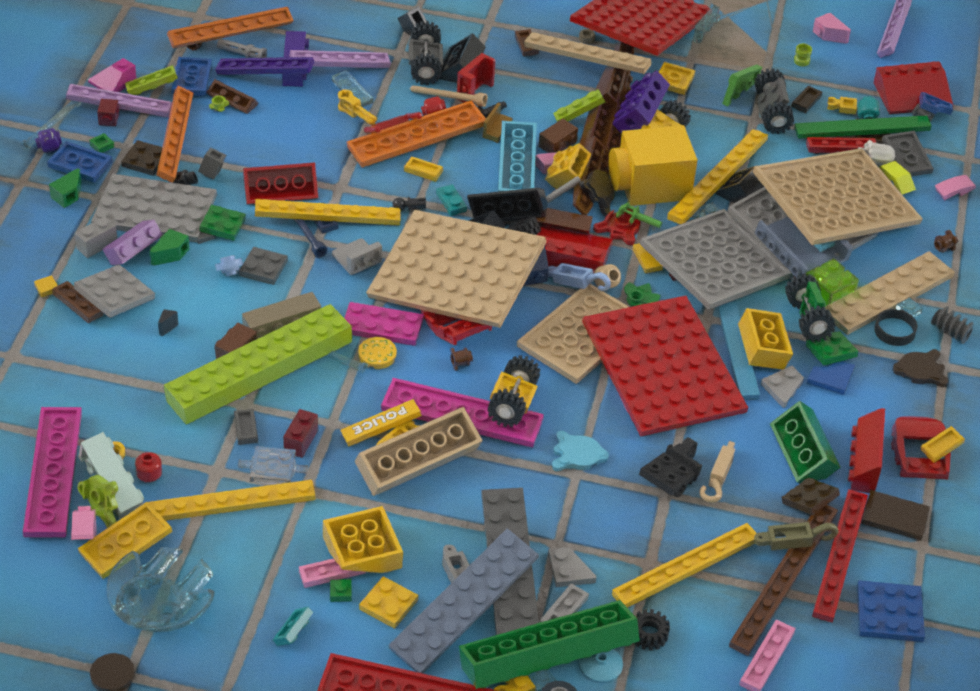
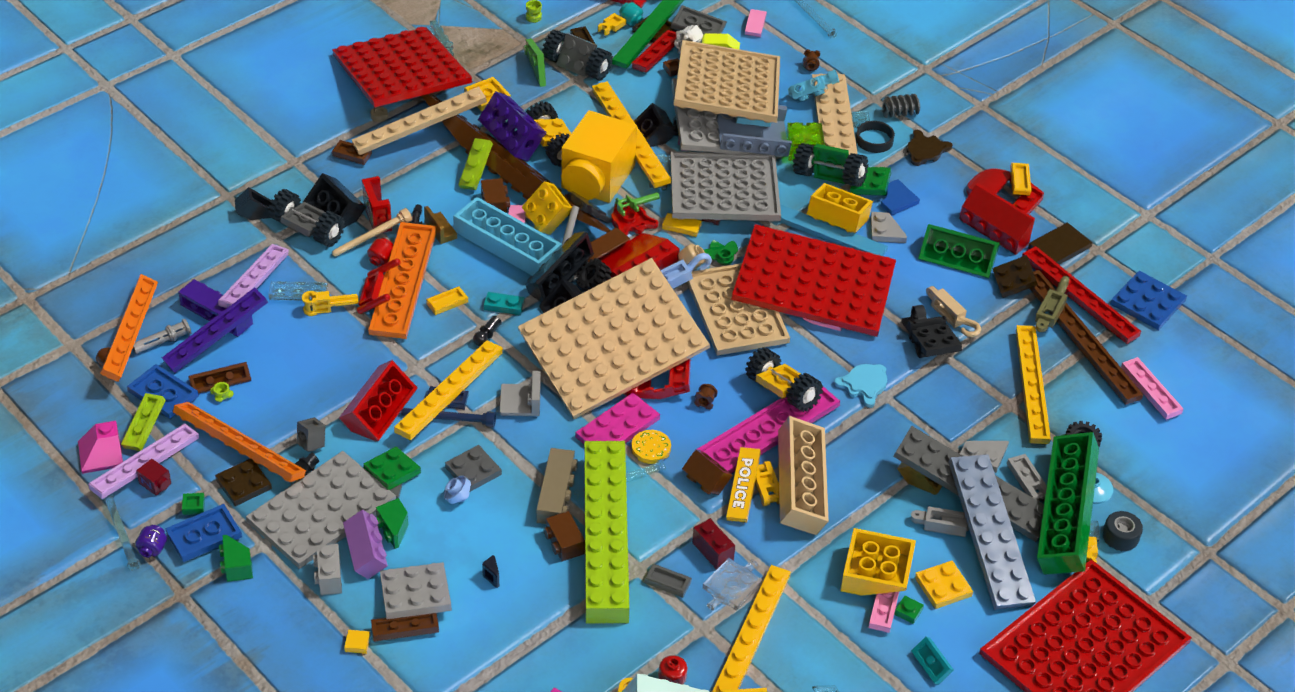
camera: 55 degrees left, 0 degrees up
(372, 394) = (707, 472): none -> reddish brown brick
(902, 254) = (809, 87): none -> medium azure brick

